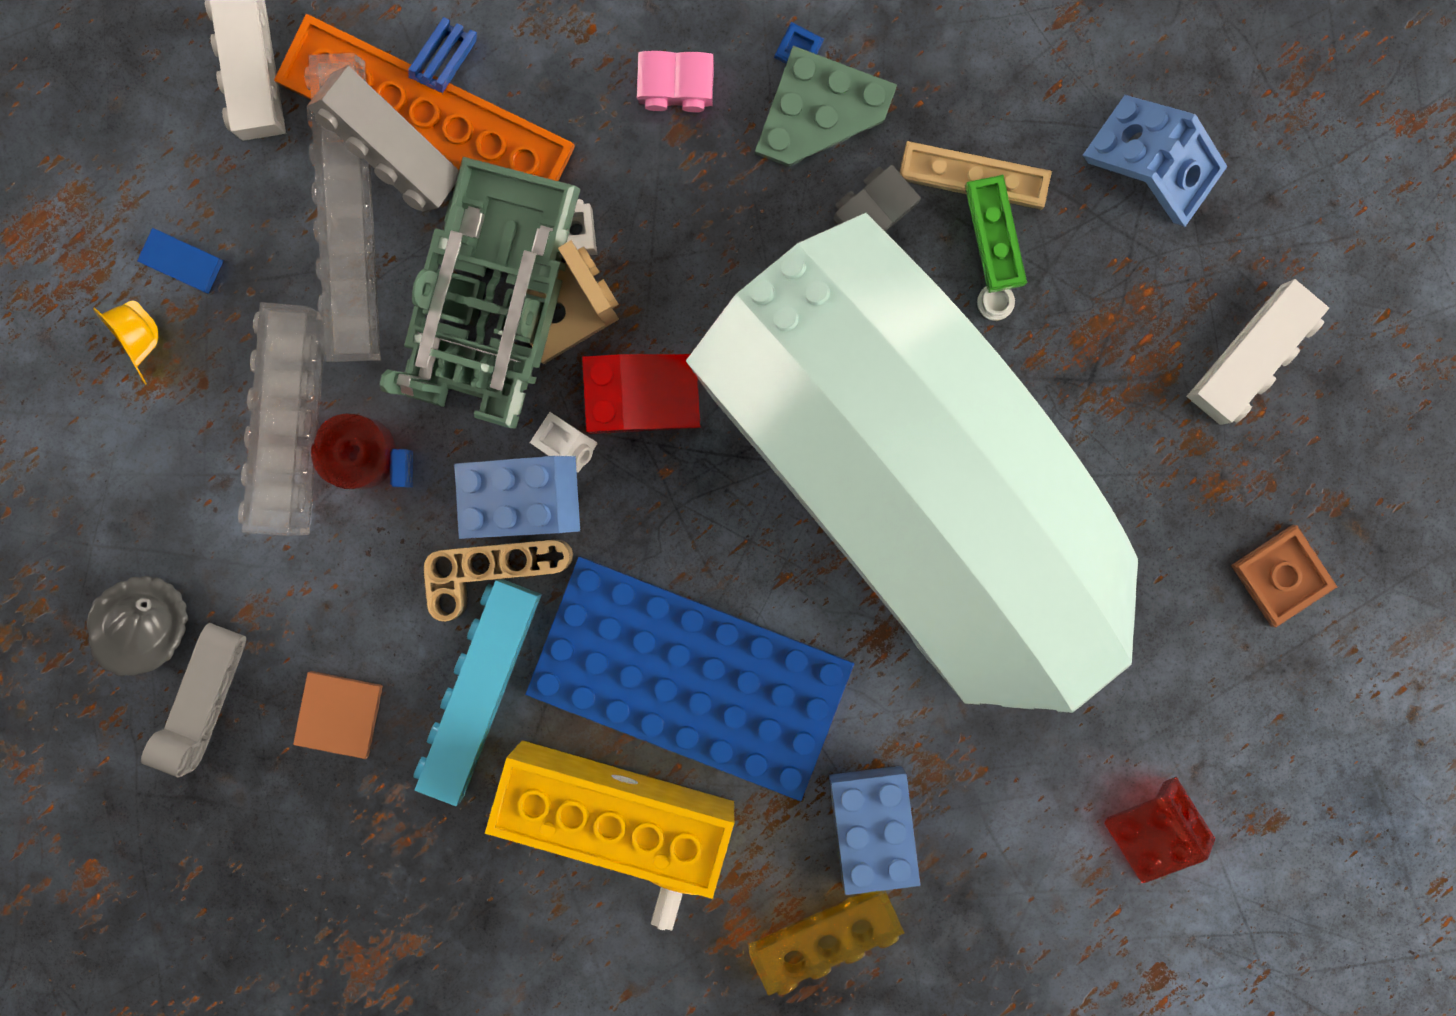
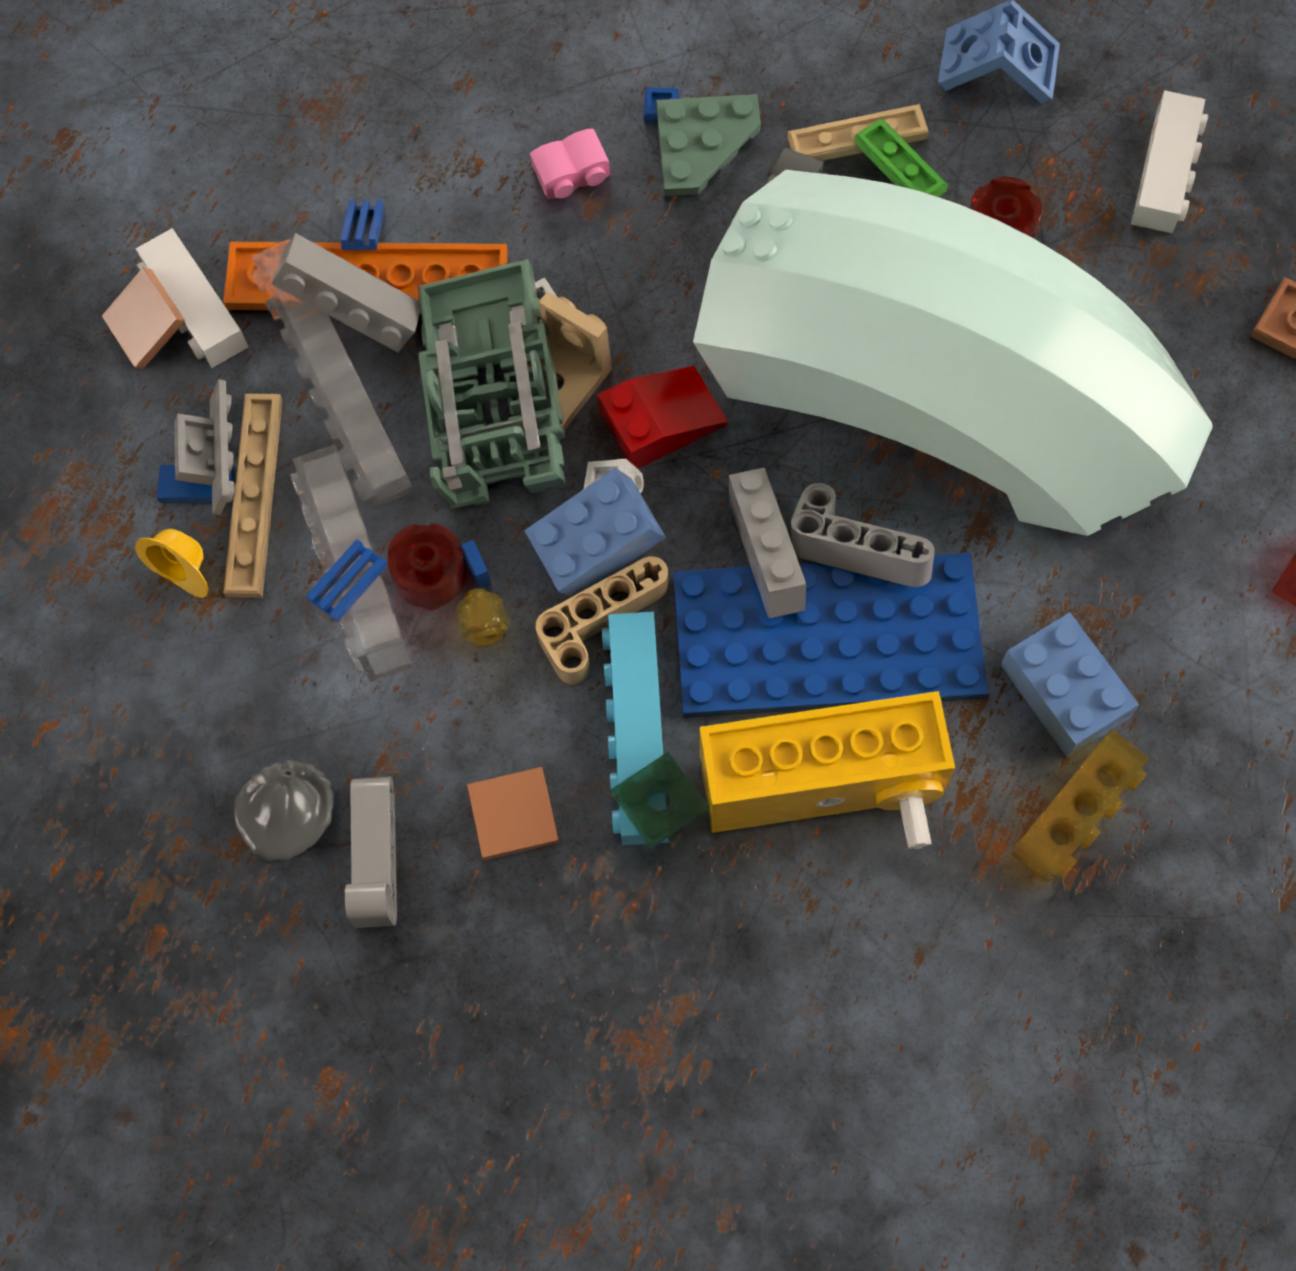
camera: 20 degrees left, 20 degrees down
(189, 62) = (143, 318): none -> nougat tile
(192, 235) = (203, 448): none -> light grey bracket
(229, 470) = (336, 572): none -> blue tile
(230, 296) = (253, 496): none -> tan tile
(384, 524) = (482, 617): none -> clear yellow head
(441, 796) = (659, 777): none -> clear green piece
(669, 577) = (767, 543): none -> light grey brick
(759, 615) = (856, 545): none -> light grey beam
(1083, 343) = (1010, 203): none -> clear red brick

